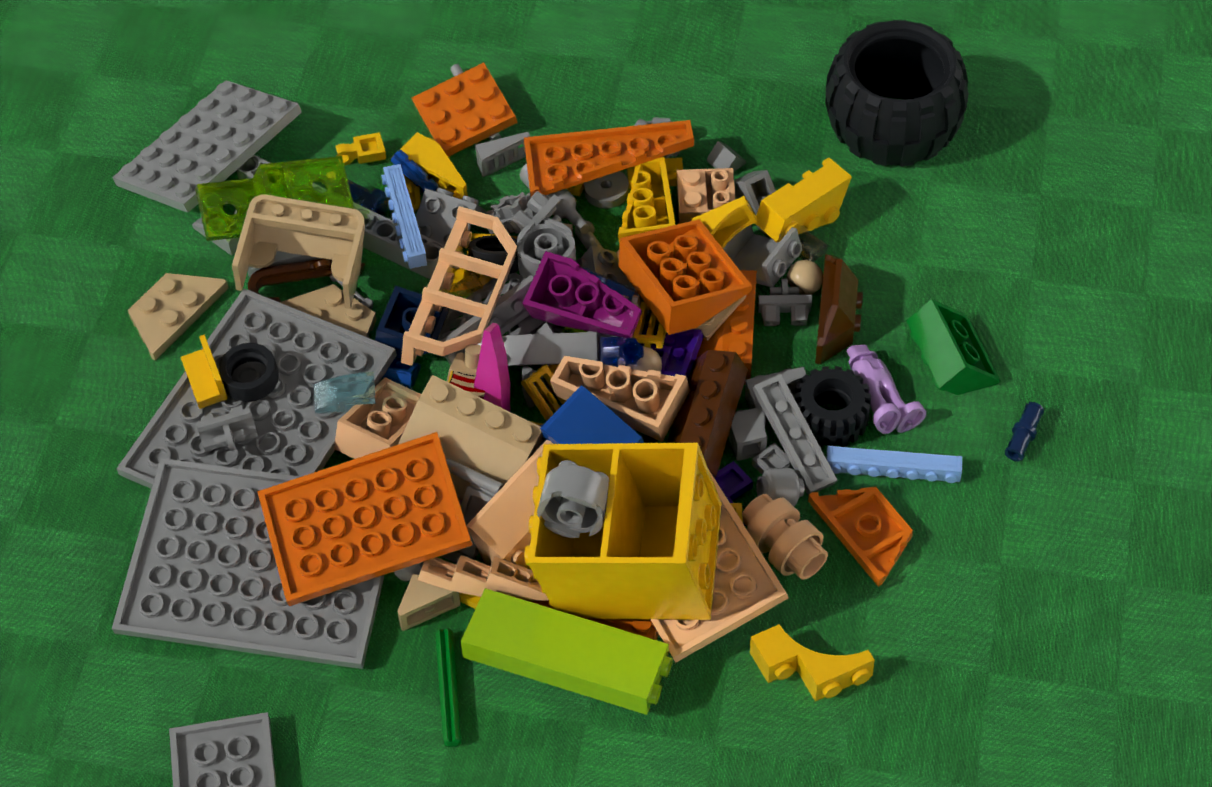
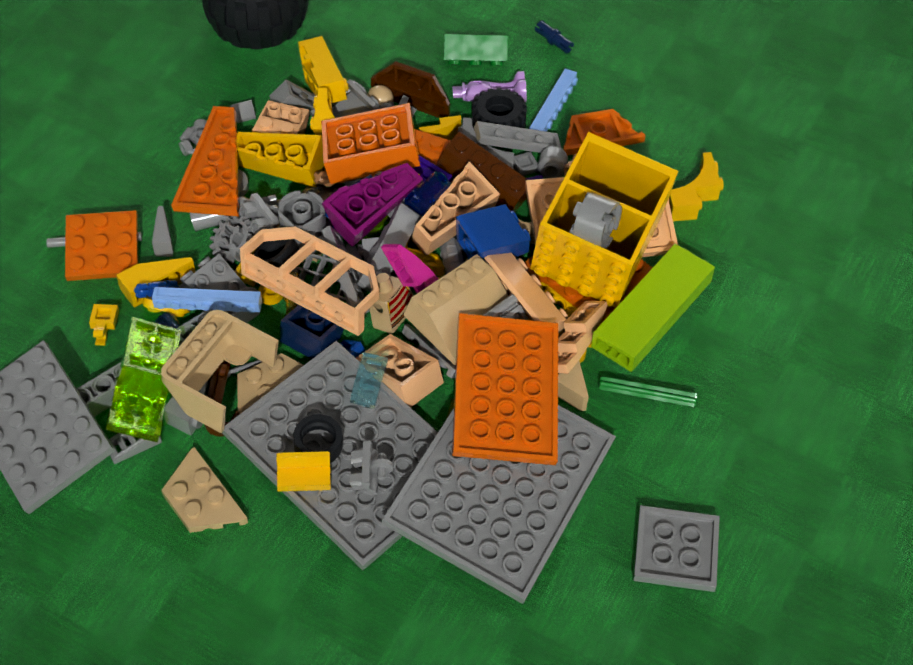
camera: 75 degrees left, 0 degrees up
(774, 355) = (446, 129): none -> yellow slope

